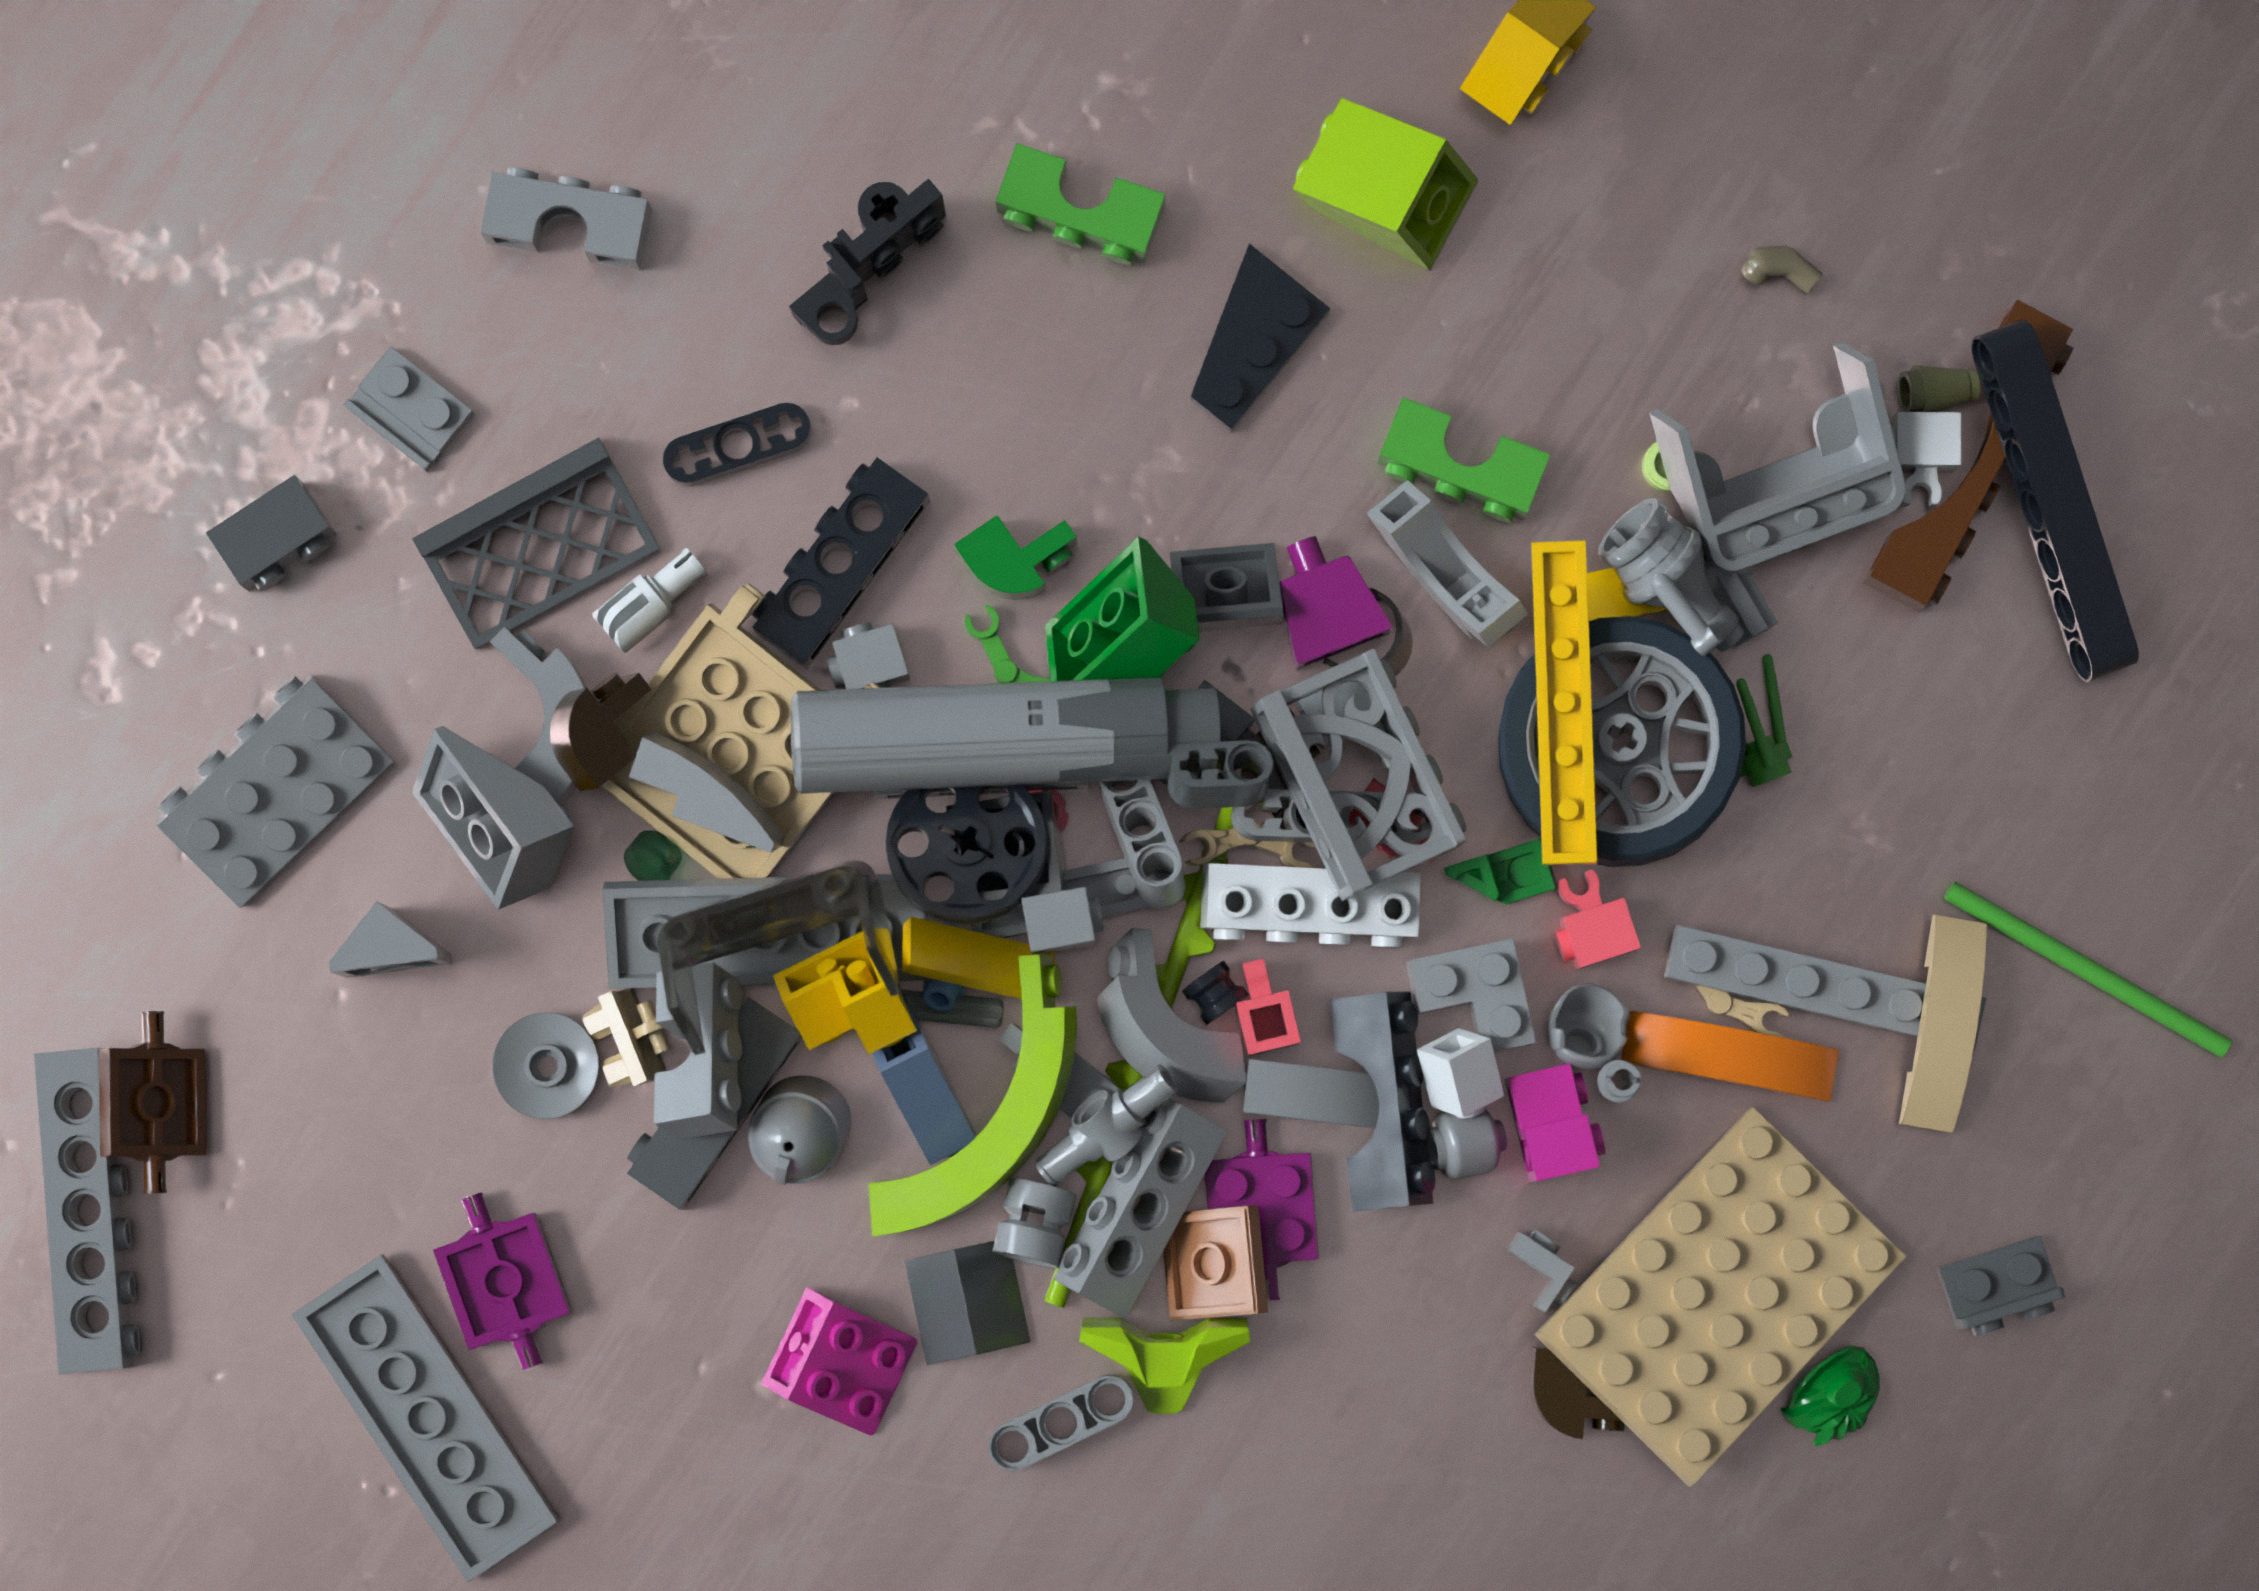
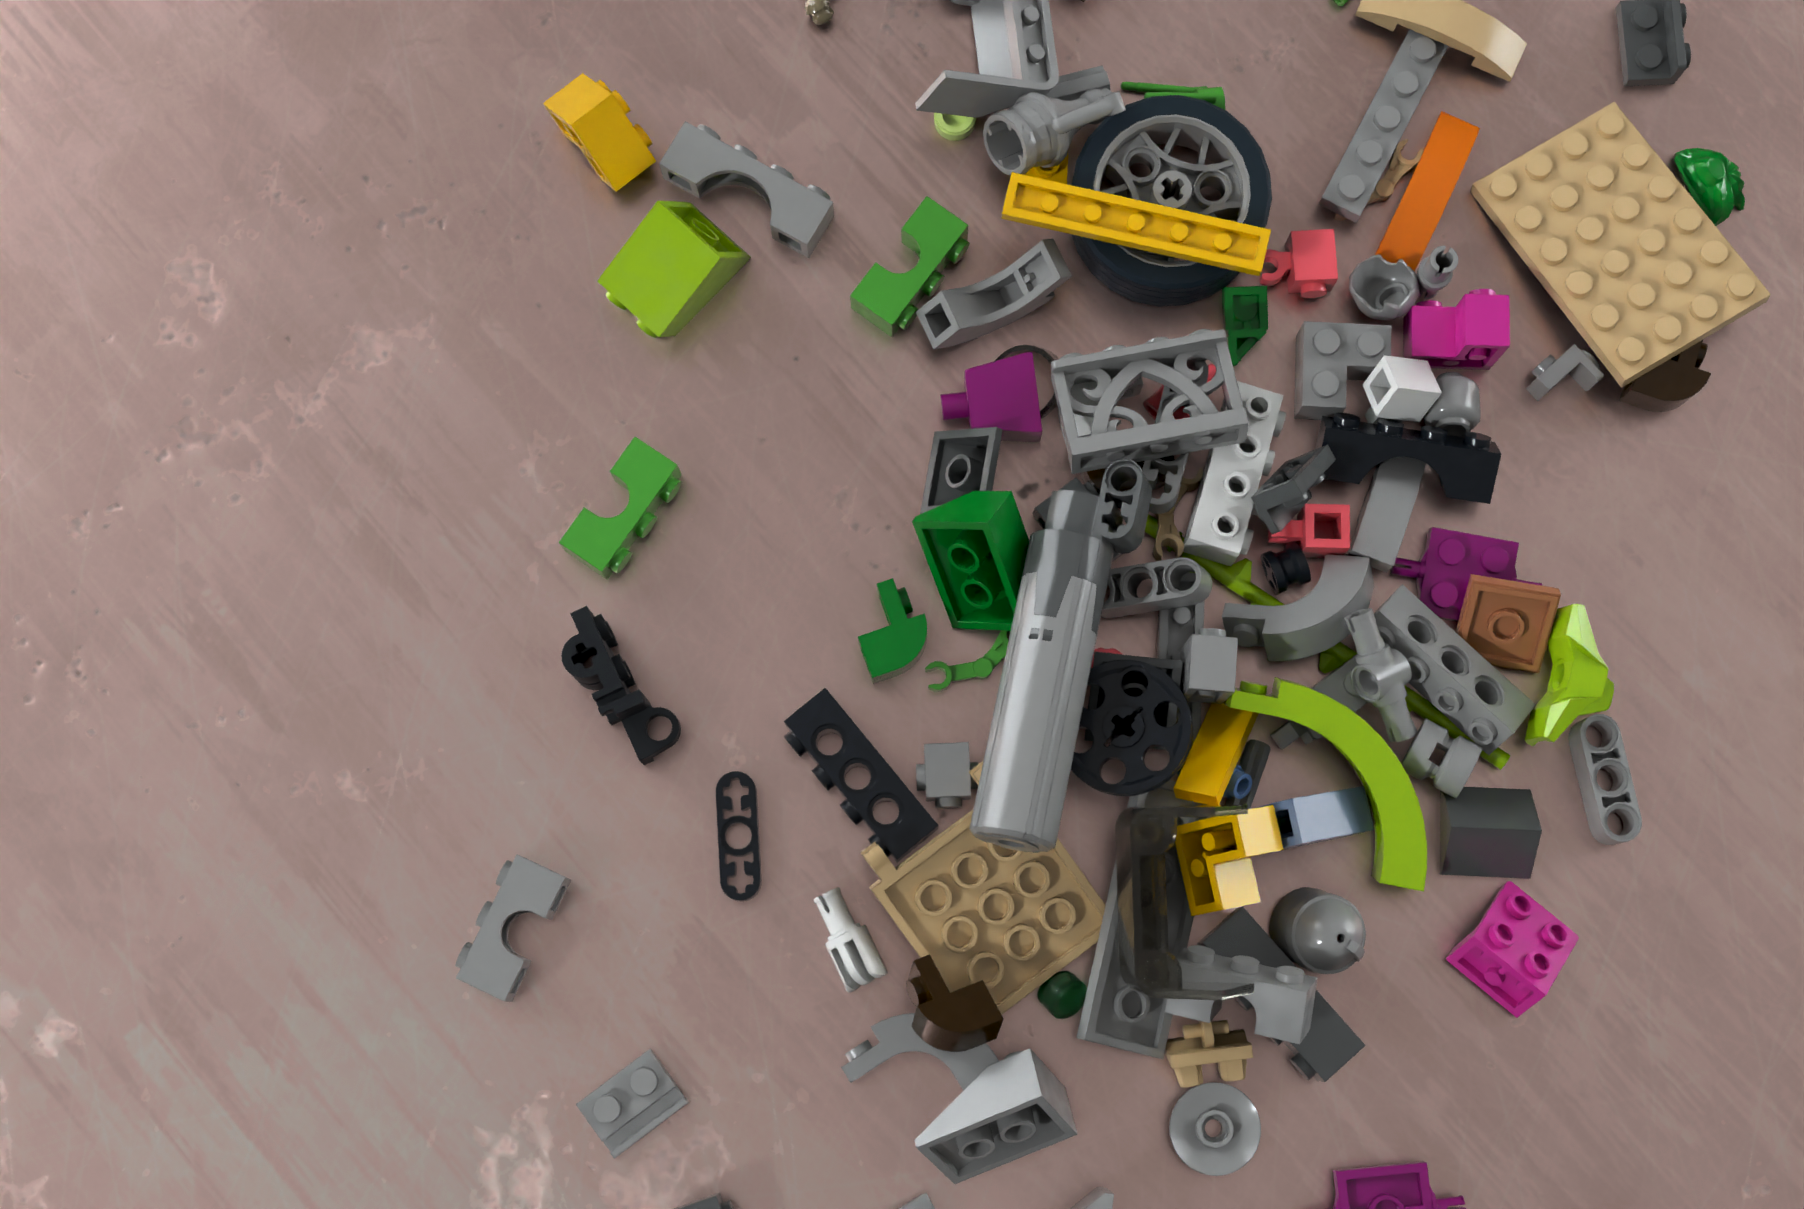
camera: 75 degrees left, 5 degrees down
(514, 502) = (736, 1034): dark grey fence -> none
(704, 792) = (1027, 930): light grey slope -> none
(1255, 339) = (768, 402): black wing -> none
(1302, 968) = (1289, 487): none -> dark grey bracket
(1524, 180) = (703, 162): none -> light grey arch

